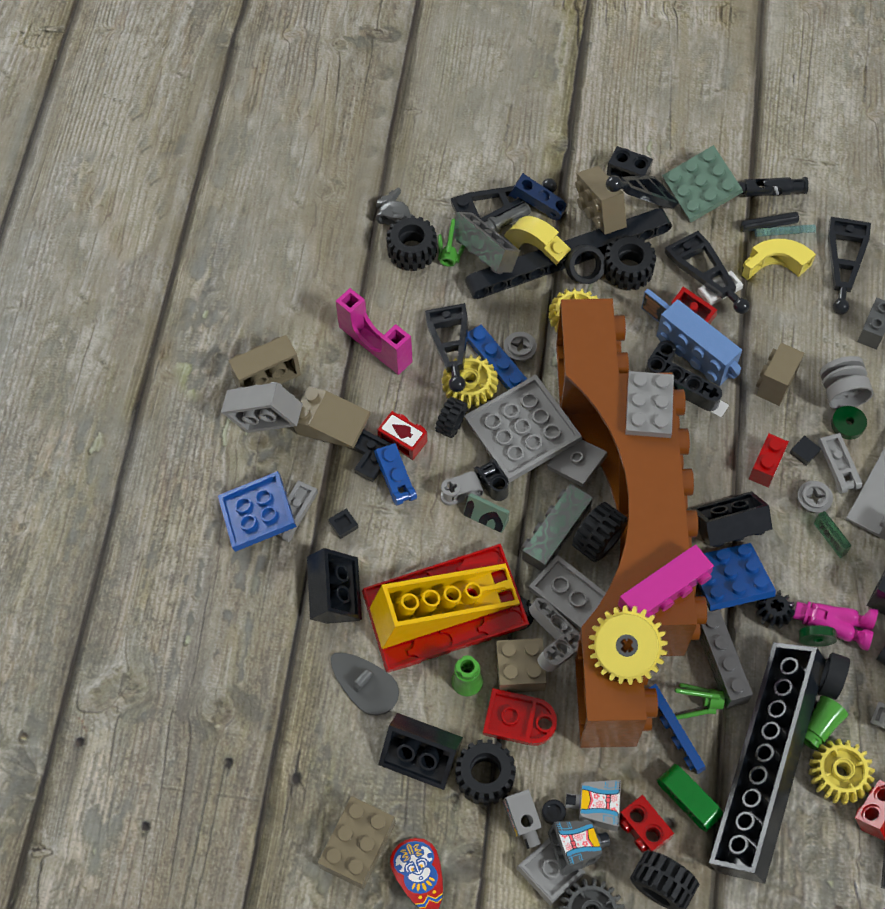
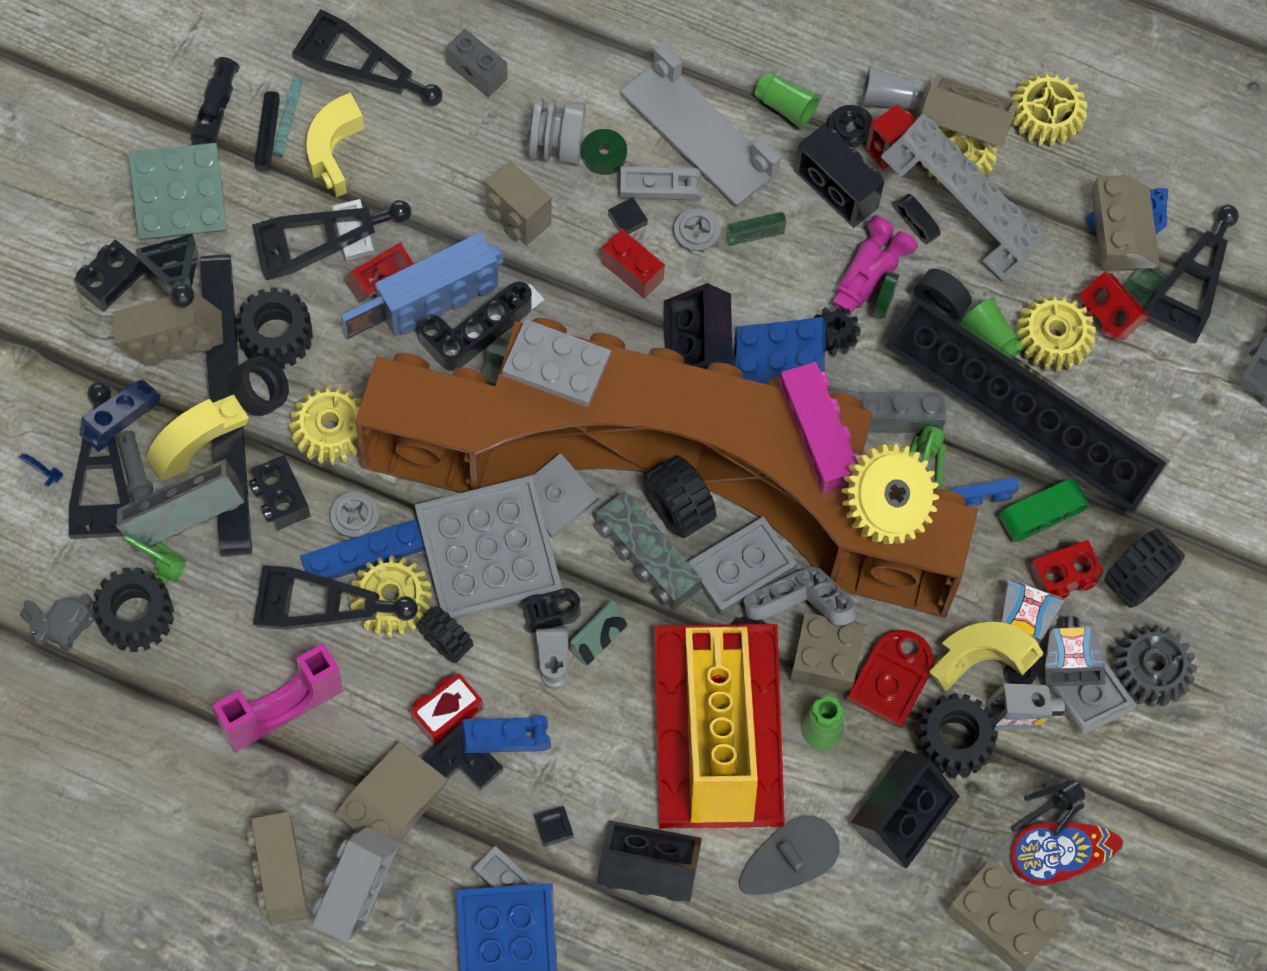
camera: 80 degrees left, 5 degrees up
(463, 867) = (1067, 795): none -> black plant
(488, 180) = (53, 475): none -> clear blue piece
(521, 302) = (284, 491): none -> black brick
(562, 770) = (981, 643): none -> light yellow arch

